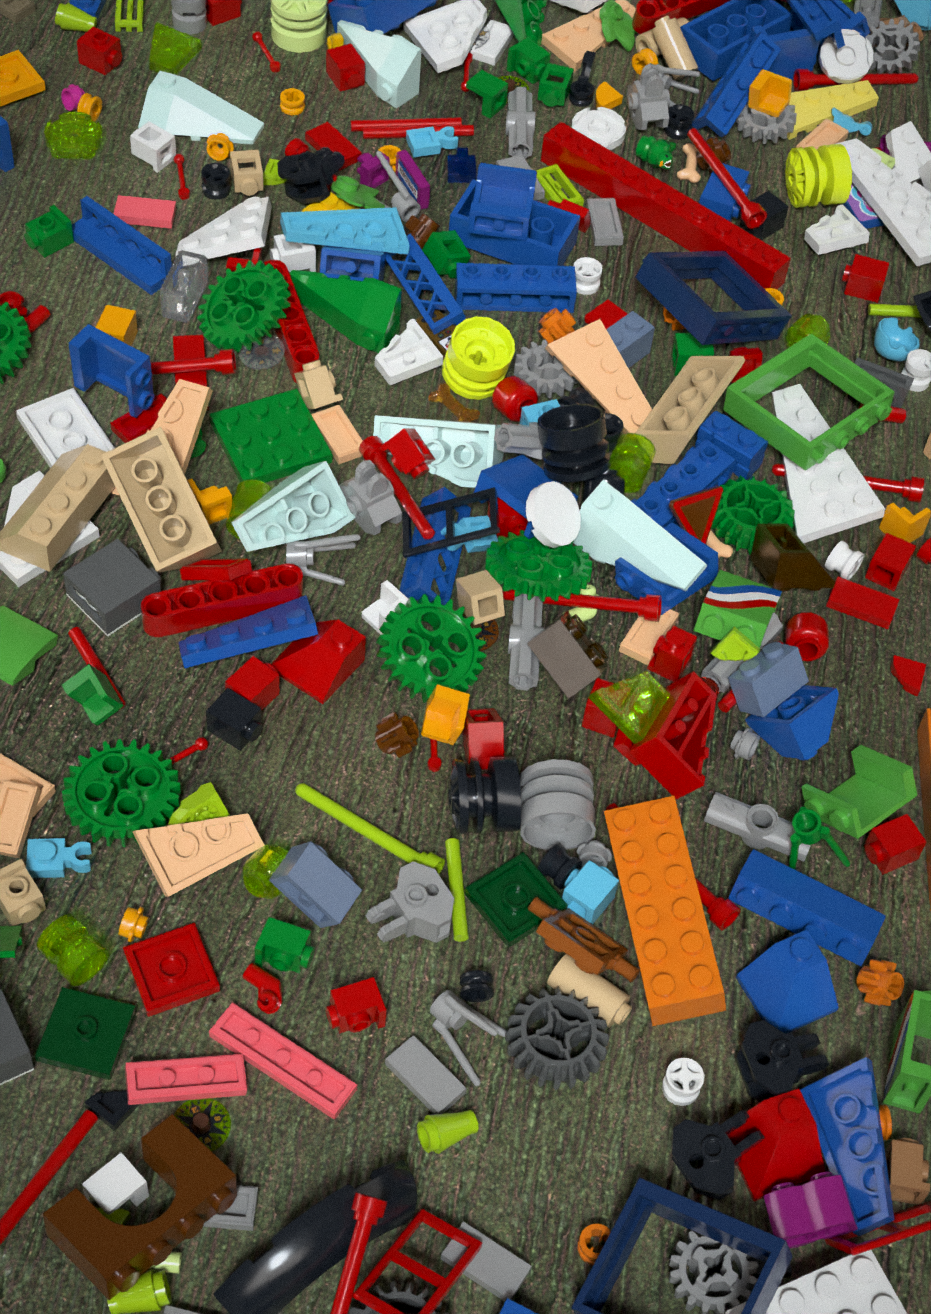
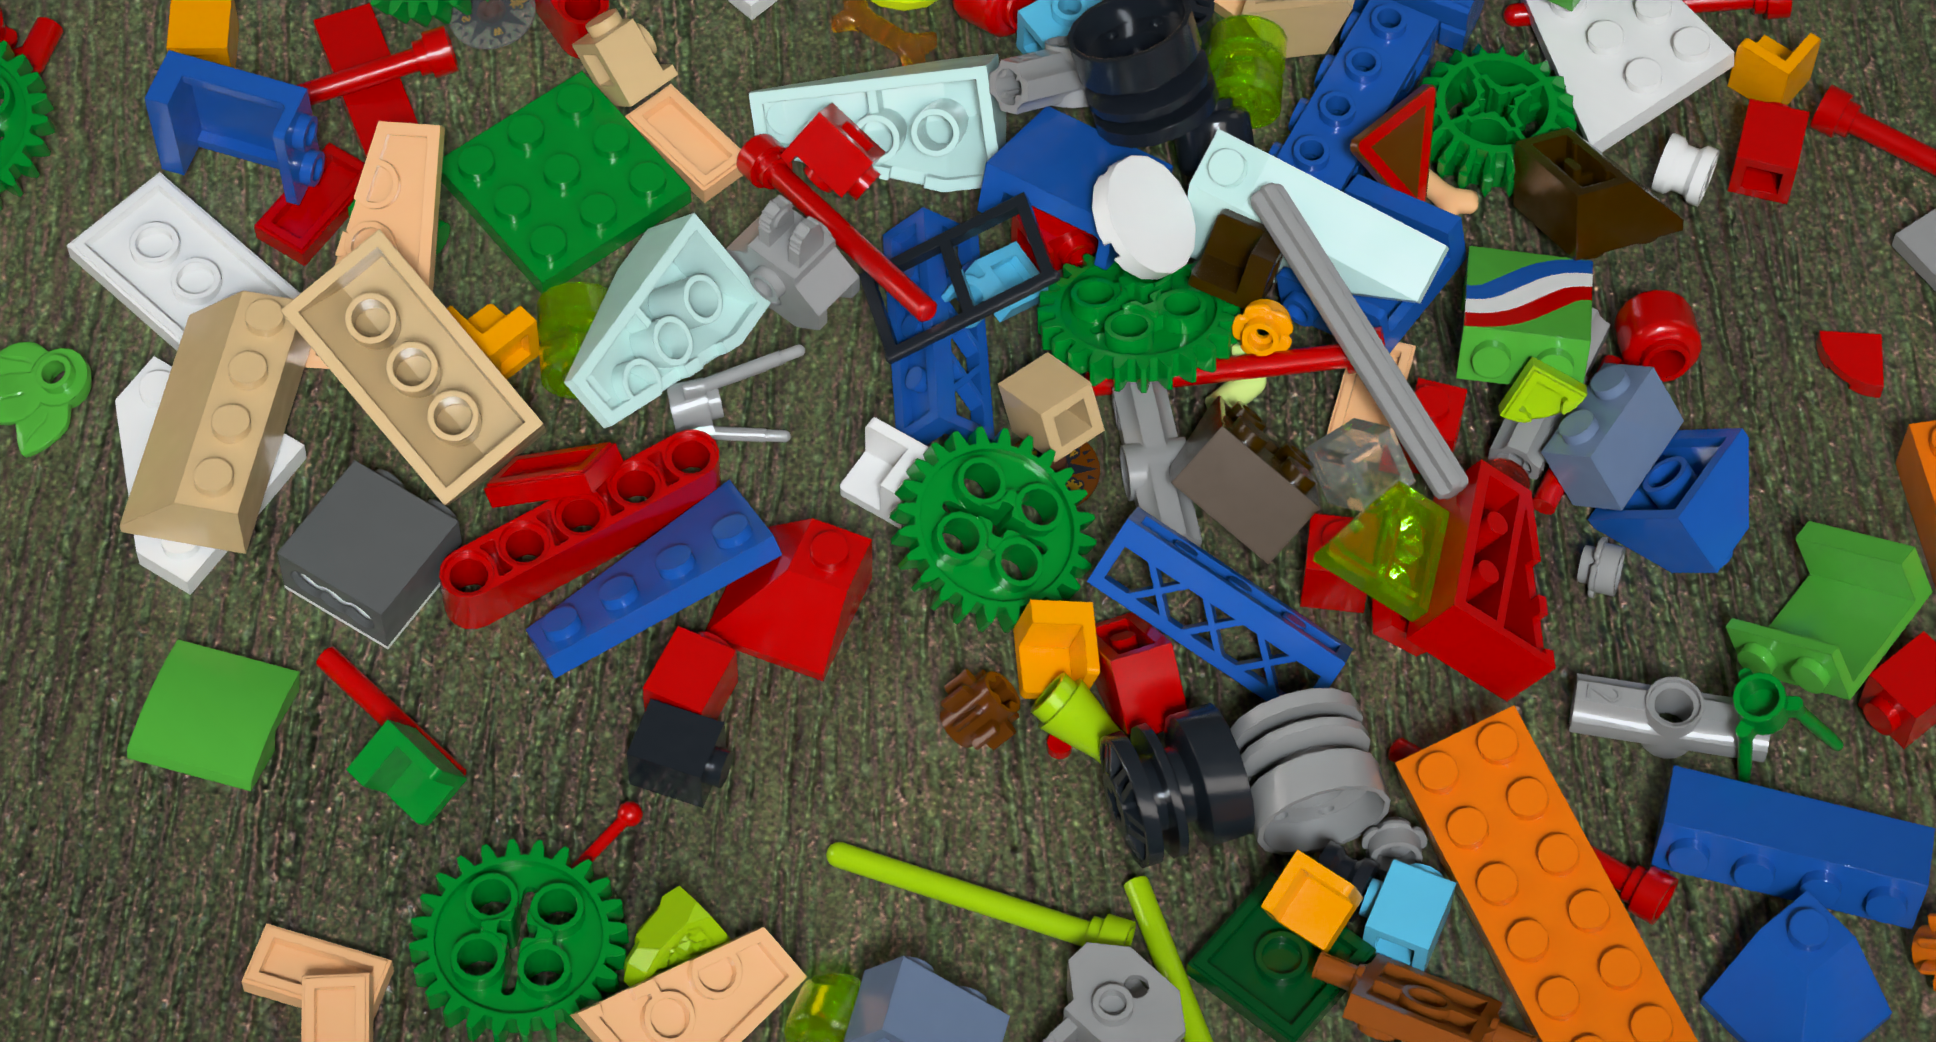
camera: 10 degrees left, 5 degrees up
(443, 748) = (1073, 715): none -> lime cone
(538, 703) = (1229, 592): none -> blue fence
(538, 869) = (1312, 901): none -> light orange panel
(598, 548) = (1237, 260): none -> dark brown panel
(602, 576) = (1268, 316): none -> light orange plate
(630, 659) = (1358, 463): none -> clear brick
(646, 599) = (1359, 341): none -> light grey axle
(862, 602) = (1738, 242): red tile -> none

